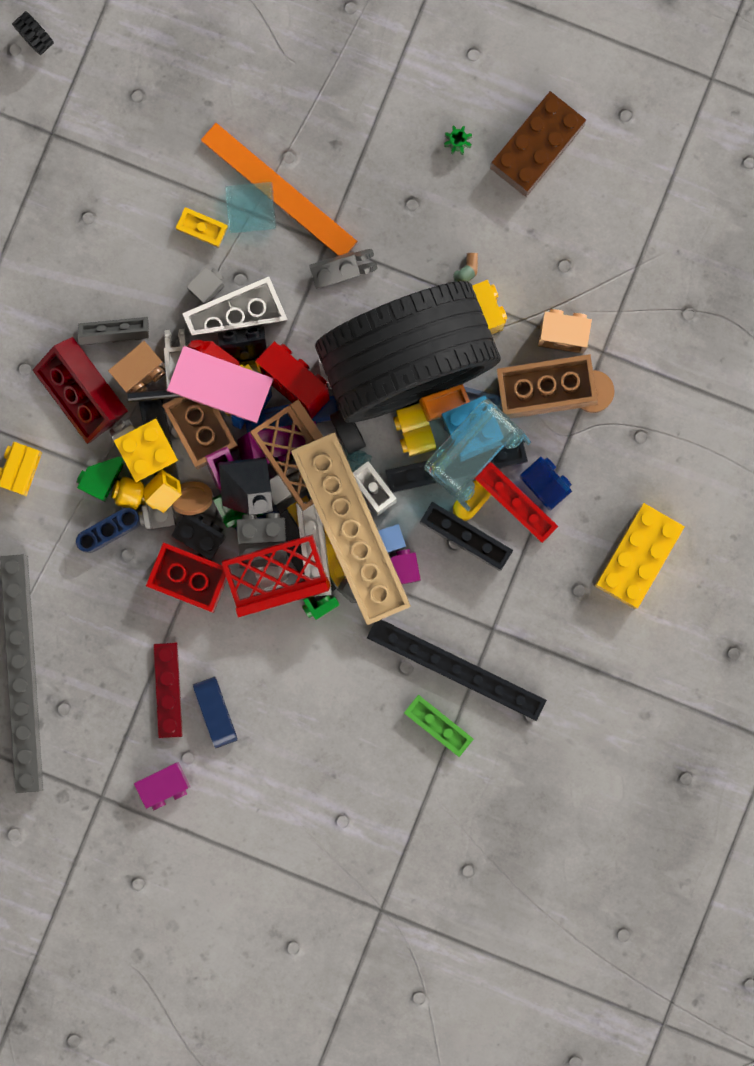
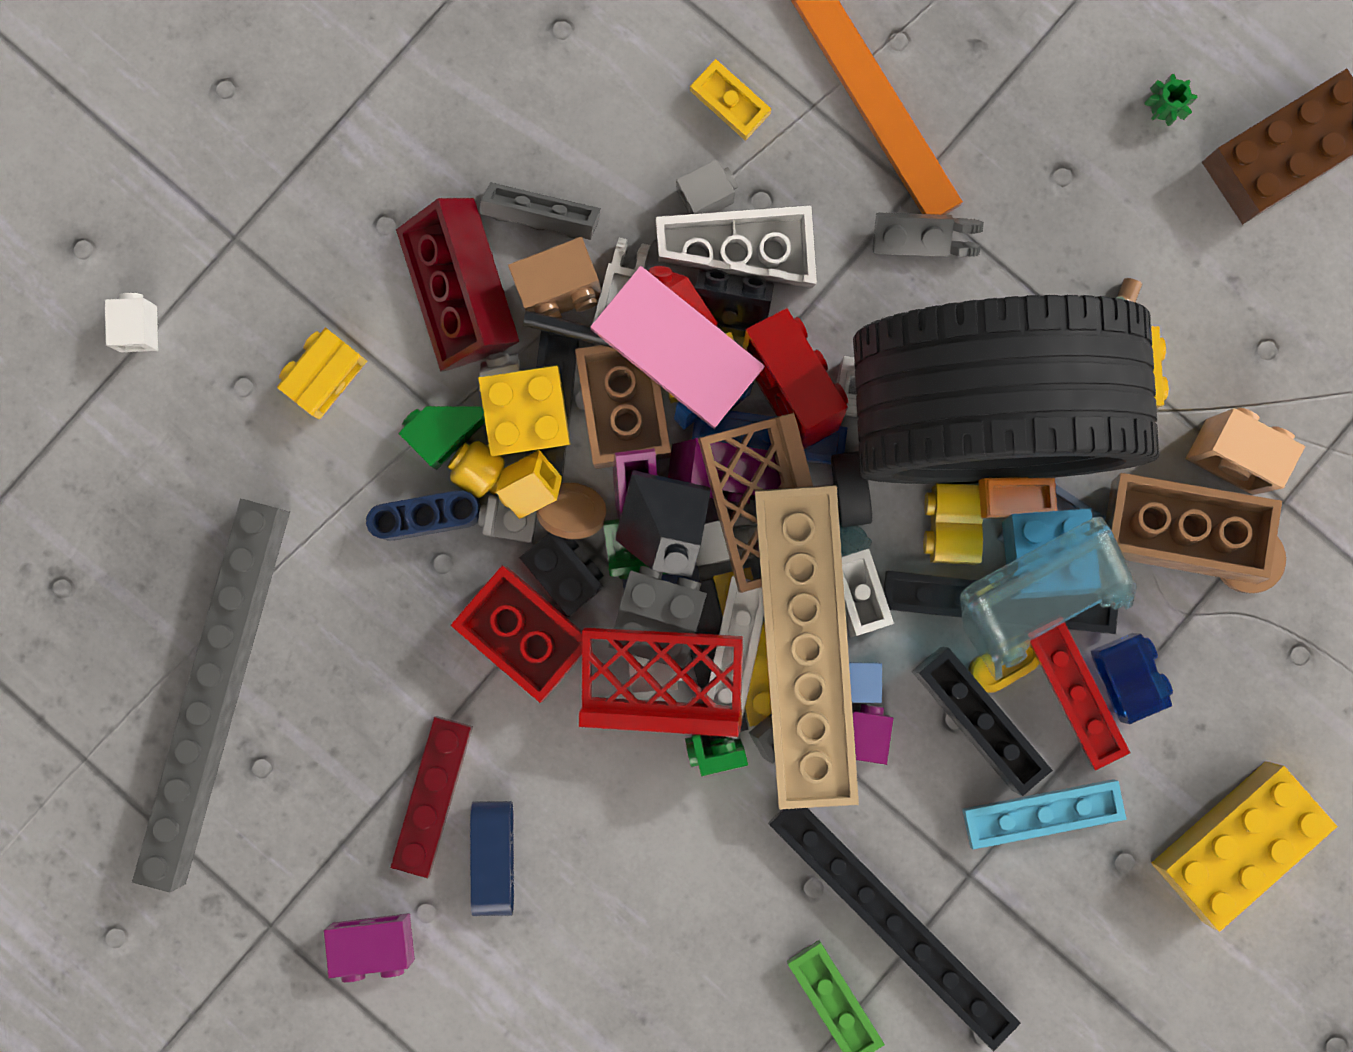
camera: 15 degrees right, 0 degrees up
(250, 207) = (816, 95): clear light blue tile -> none
(521, 578) = (1044, 814): none -> medium azure plate

